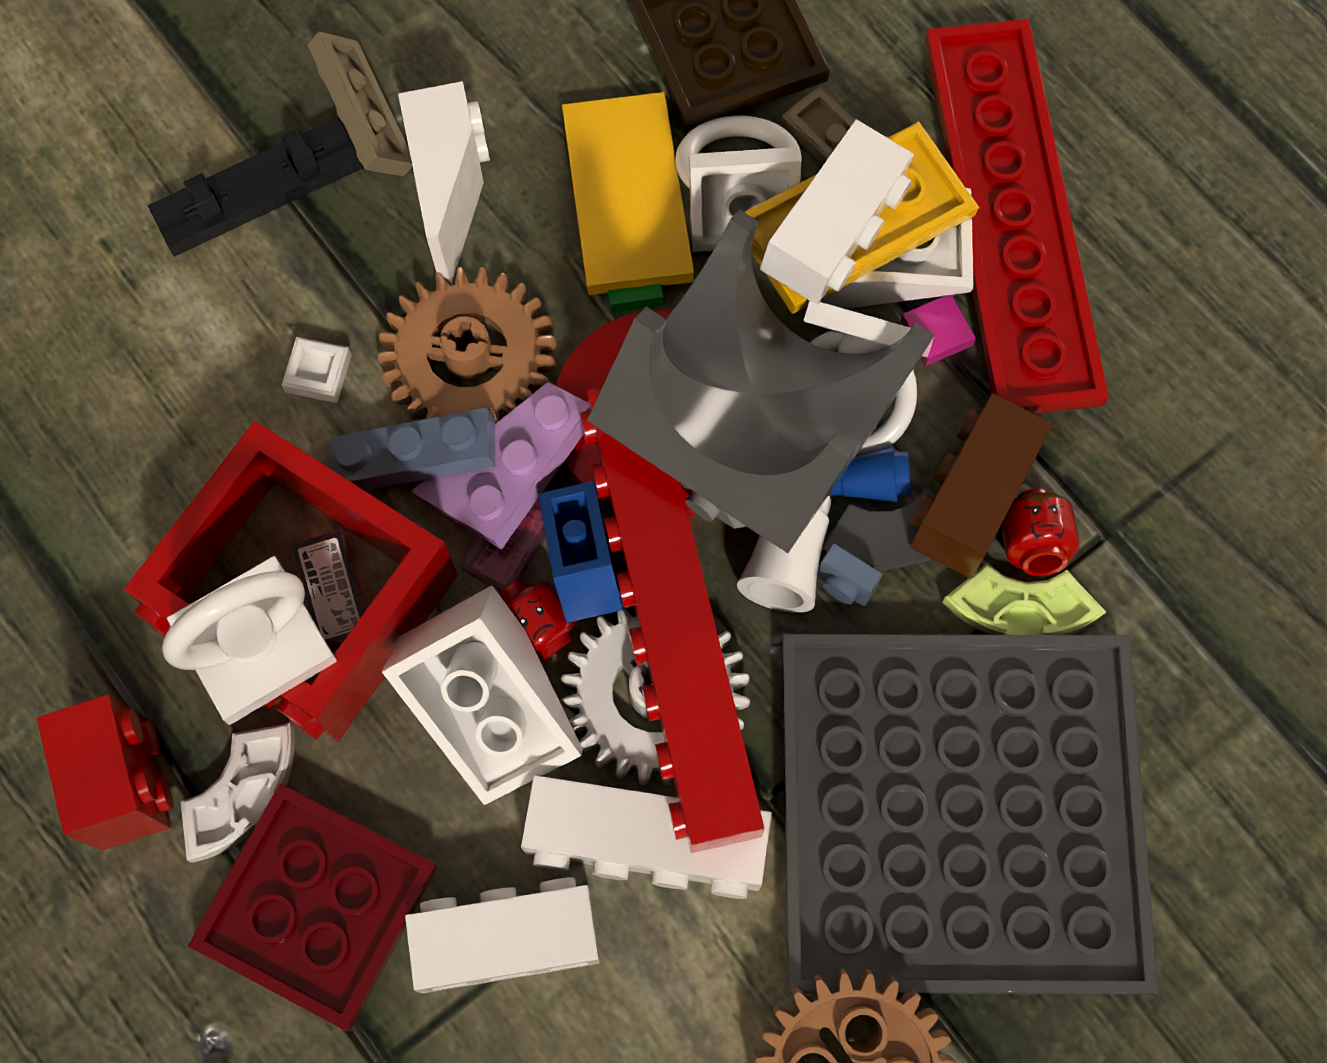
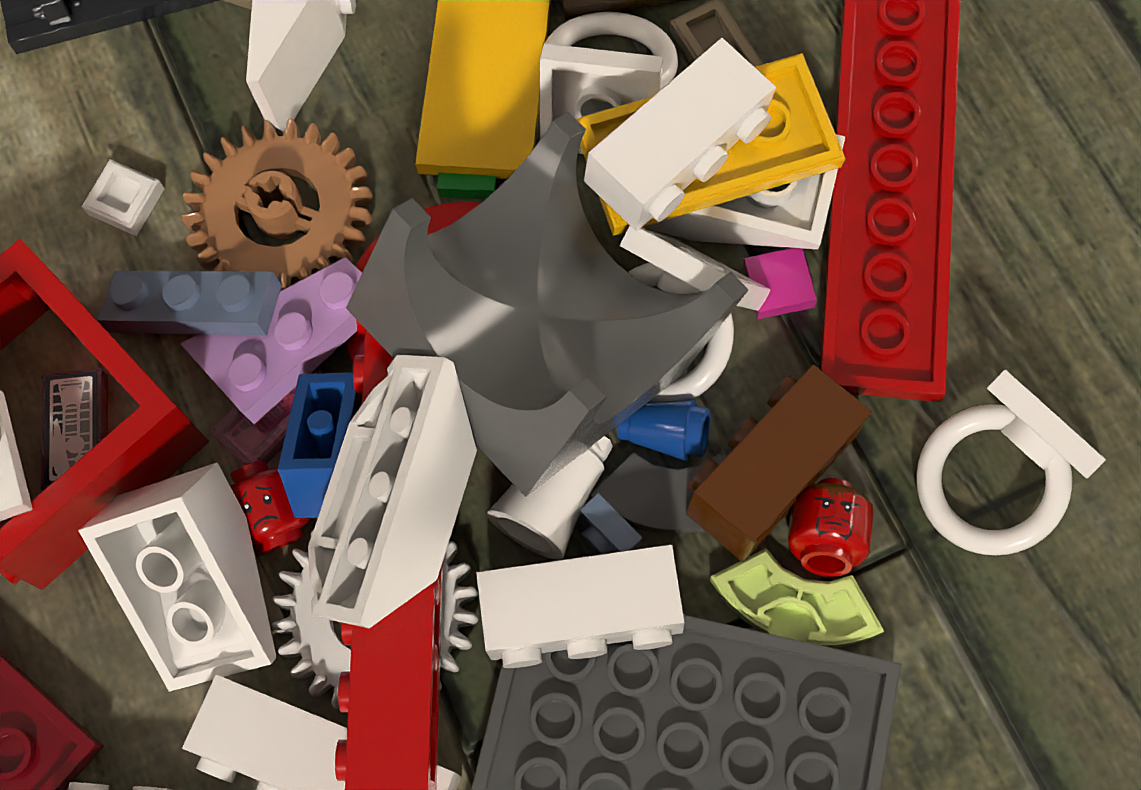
camera: 20 degrees right, 0 degrees up
(669, 572) = (392, 494): none -> white wedge
(846, 643) = (580, 605): none -> white brick
(1195, 411) = (1038, 435): none -> white tile

